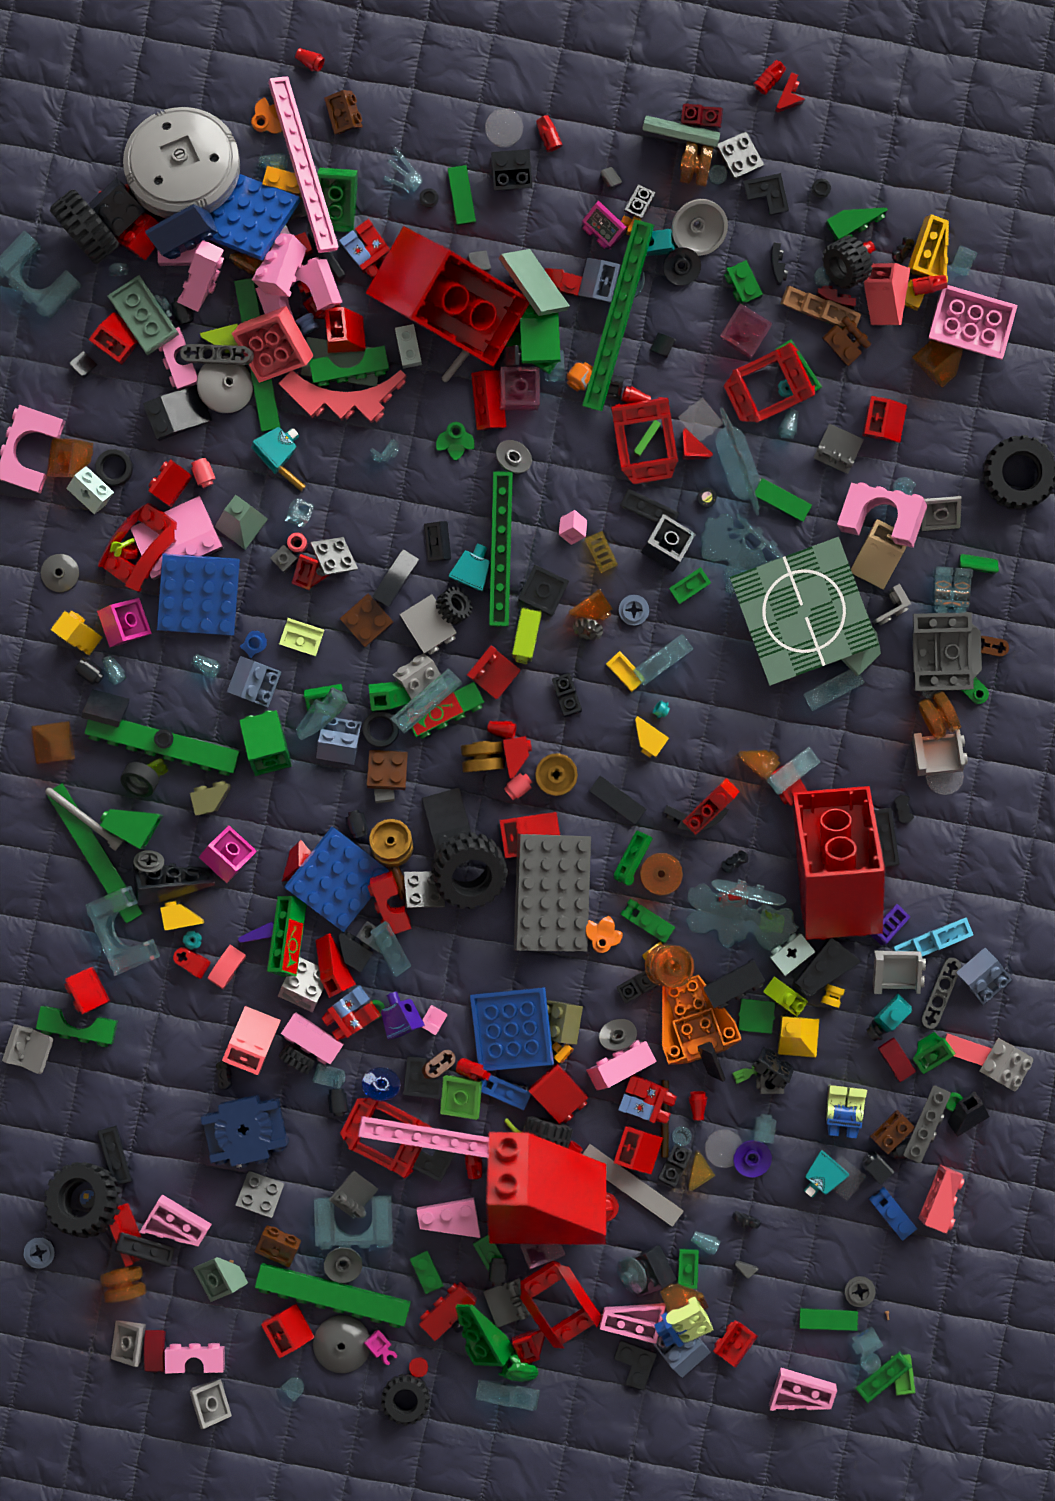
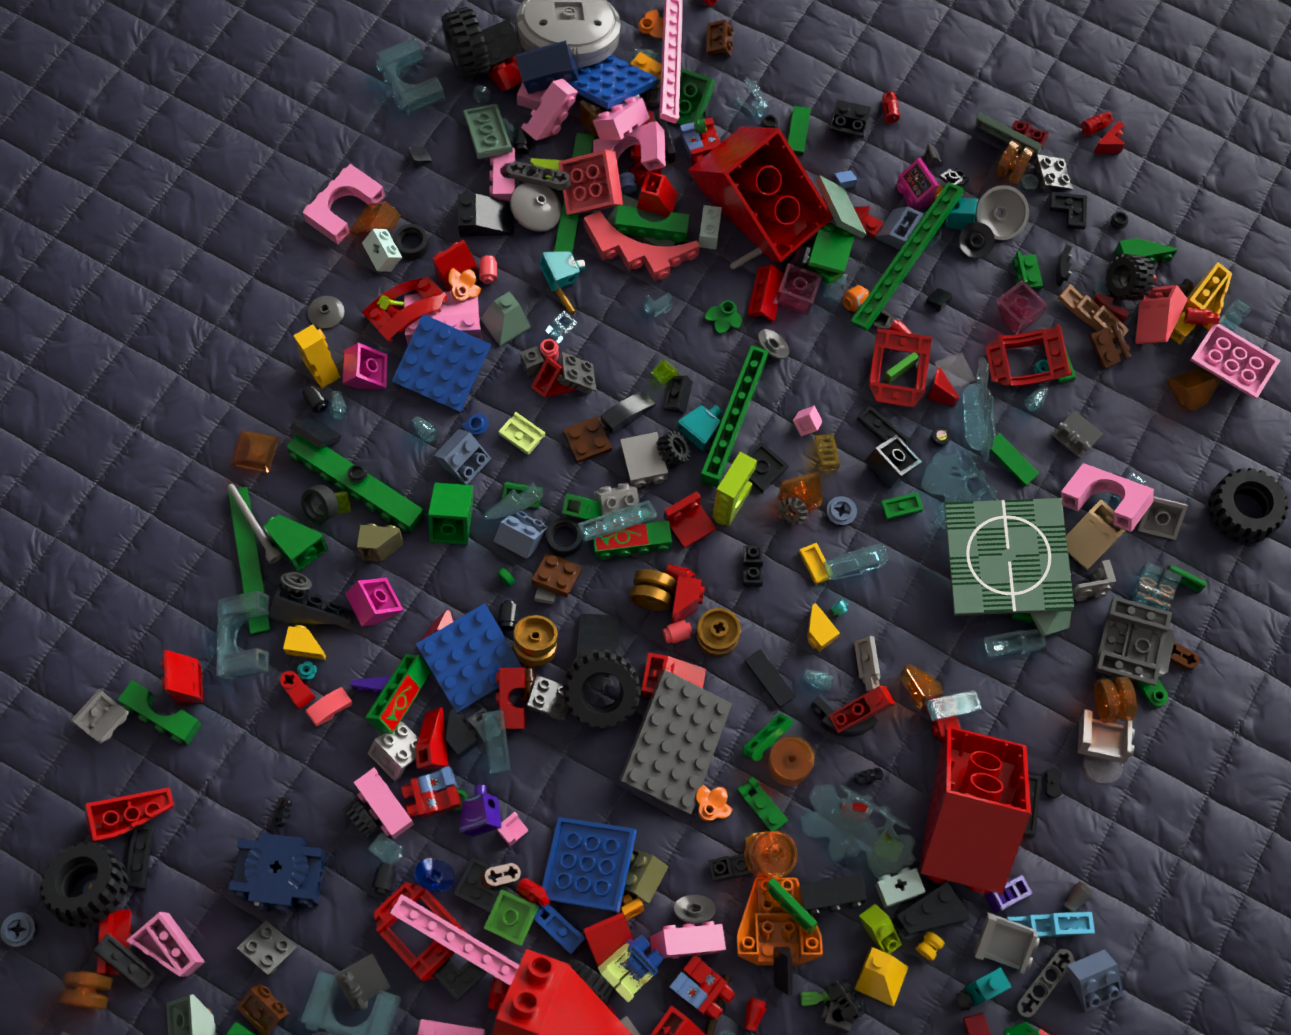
camera: 15 degrees right, 20 degrees down
(85, 1129) = (119, 815): none -> red wedge
(114, 338) = (454, 142): red slope -> none
(186, 499) = (464, 282): none -> orange plate
(251, 1040) = (322, 786): slope -> none
(340, 788) = (505, 577): none -> green tile
(361, 237) = (700, 126): none -> green plate
(417, 521) = (665, 371): none -> clear neon green slope
(504, 127) = (853, 90): clear tile -> none
(527, 237) = (846, 179): none -> medium blue slope
(580, 1107) = (630, 968): none -> hips
(664, 786) = (819, 679): none -> clear light blue cone
(701, 1007) = (796, 911): none -> green tile
(703, 755) = (867, 662): none -> light grey hinge
(756, 1016) = (843, 941): green piece -> none
(884, 419) = (1128, 420): red slope -> none
(951, 906) = (1078, 896): none -> dark grey cone

